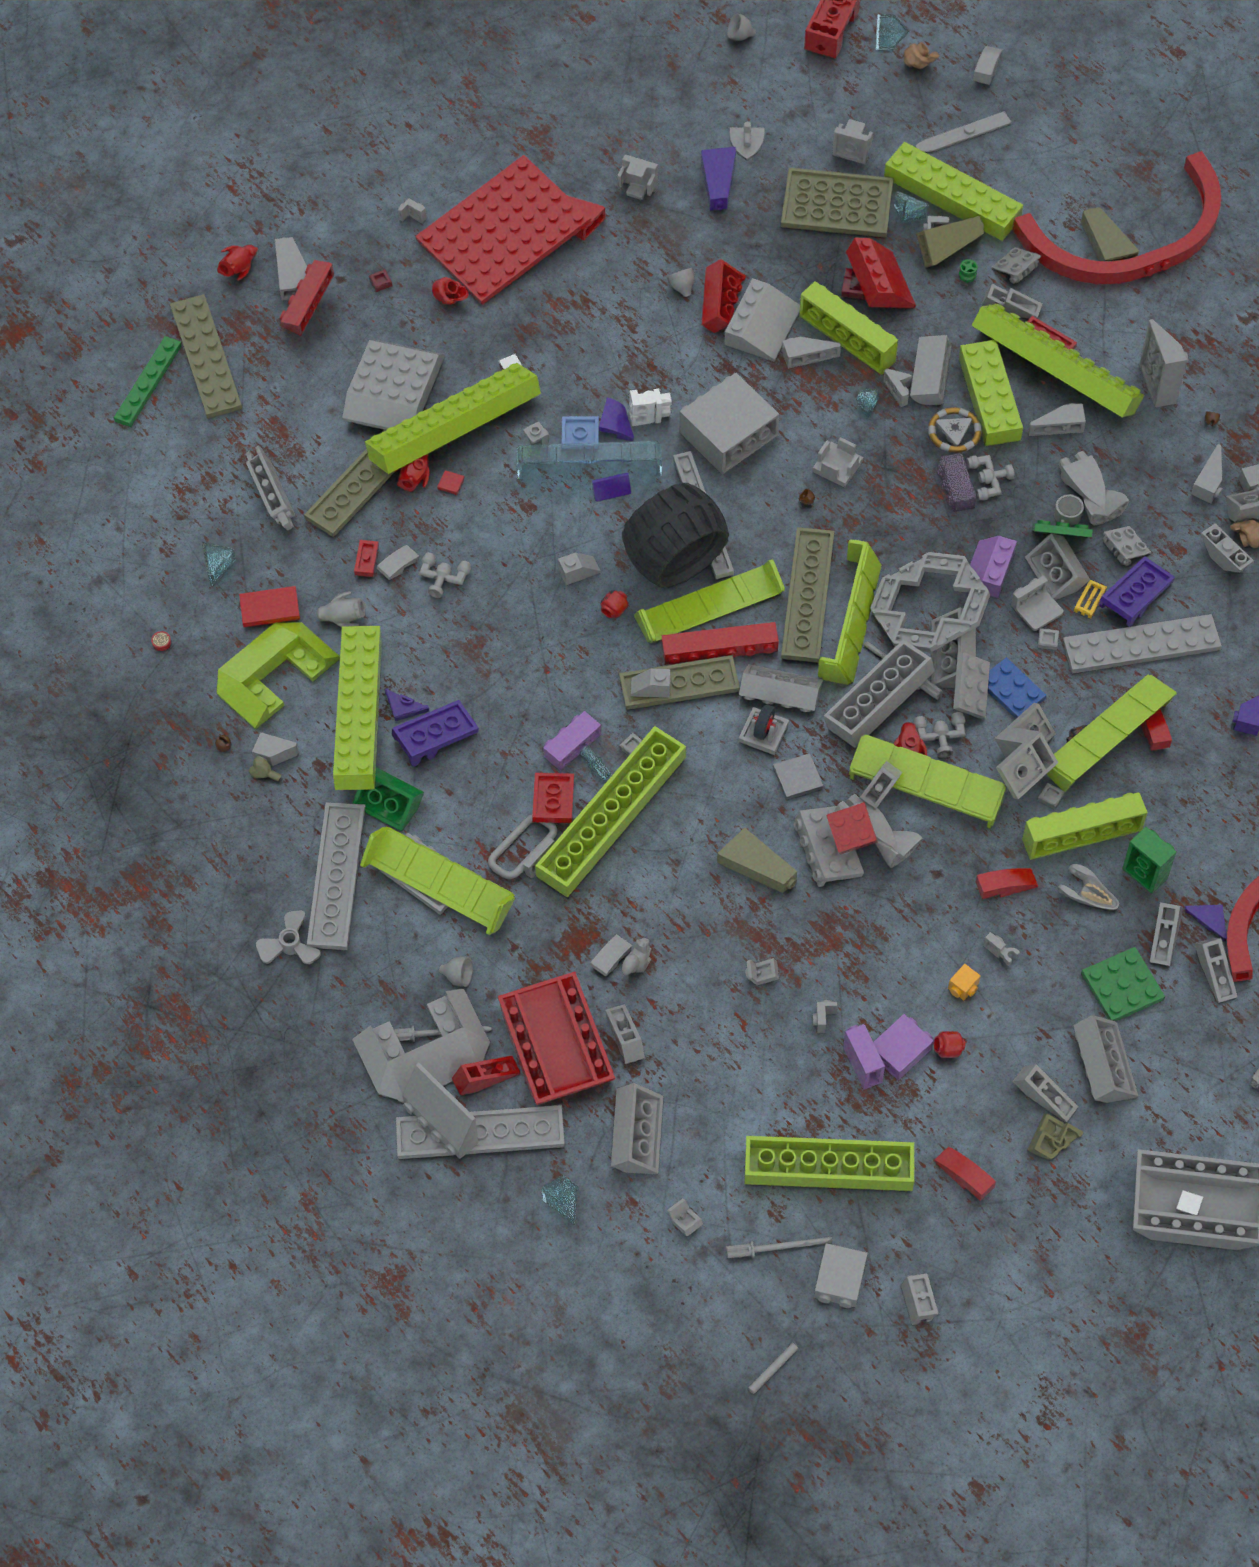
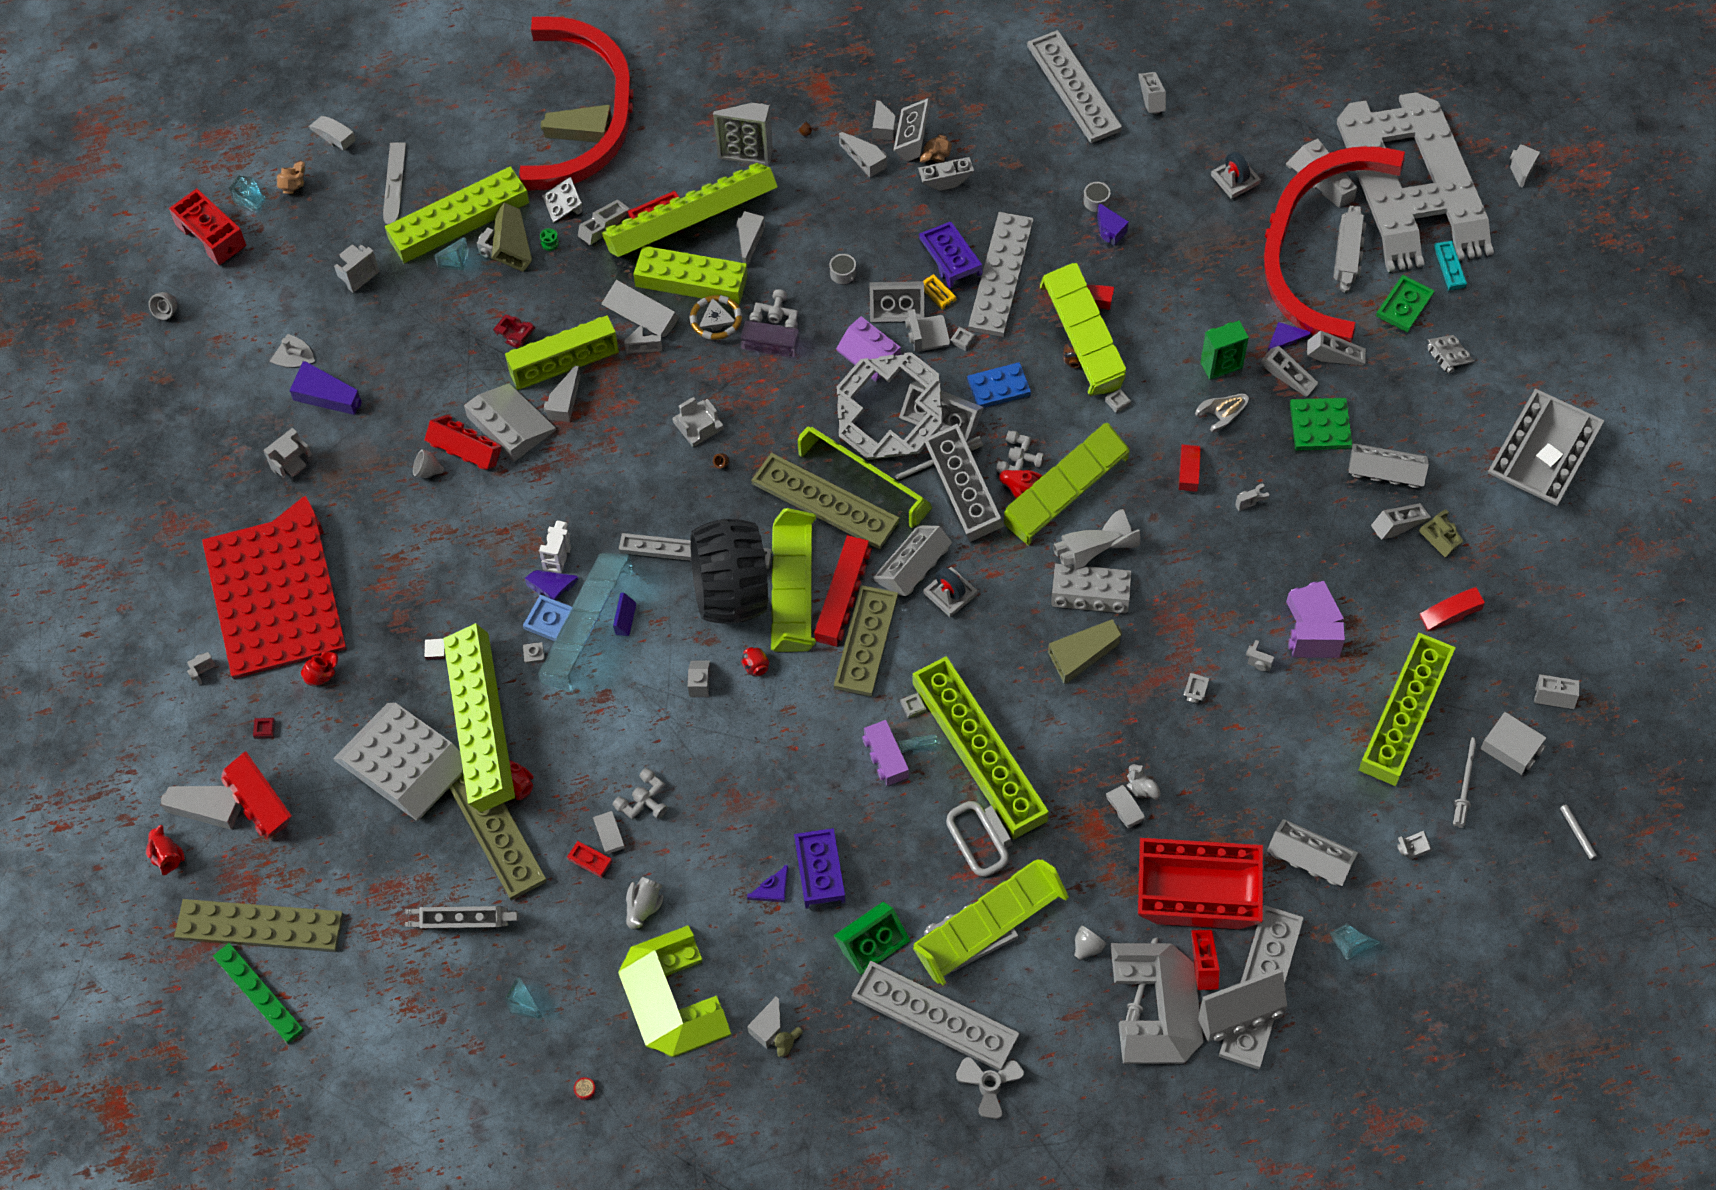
camera: 65 degrees left, 0 degrees up
(220, 745) = (736, 1073): reddish brown hinge -> none
(269, 606) = (598, 969): red tile -> none
(357, 708) = (768, 923): lime brick -> none
(451, 482) = (540, 752): red piece -> none
(553, 798) = (941, 791): red plate -> none
(625, 1034) = (1214, 823): light grey slope -> none
(651, 683) = (863, 660): light grey slope -> none
(729, 423) = (611, 488): light grey brick -> none
(798, 776) = (1008, 584): flat silver tile -> none
(837, 202) = (412, 309): olive plate -> none
(852, 828) = (1098, 554): red brick -> none
(868, 399) = (644, 370): clear light blue cone -> none
(879, 274) = (518, 307): red slope -> none
(881, 784) = (1061, 516): light grey brick -> none
(949, 1044) = (1329, 571): red head -> none
(964, 982) = (1272, 537): light orange brick -> none
(971, 685) = (989, 409): light grey plate -> none
(1026, 751) = (1079, 393): light grey bracket -> none
(1062, 528) = (869, 277): green plate -> none
(1084, 825) = (1164, 385): lime brick -> none
(1087, 481) = (821, 242): light grey hips -> none
(1125, 544) = (898, 241): light grey hinge -> none

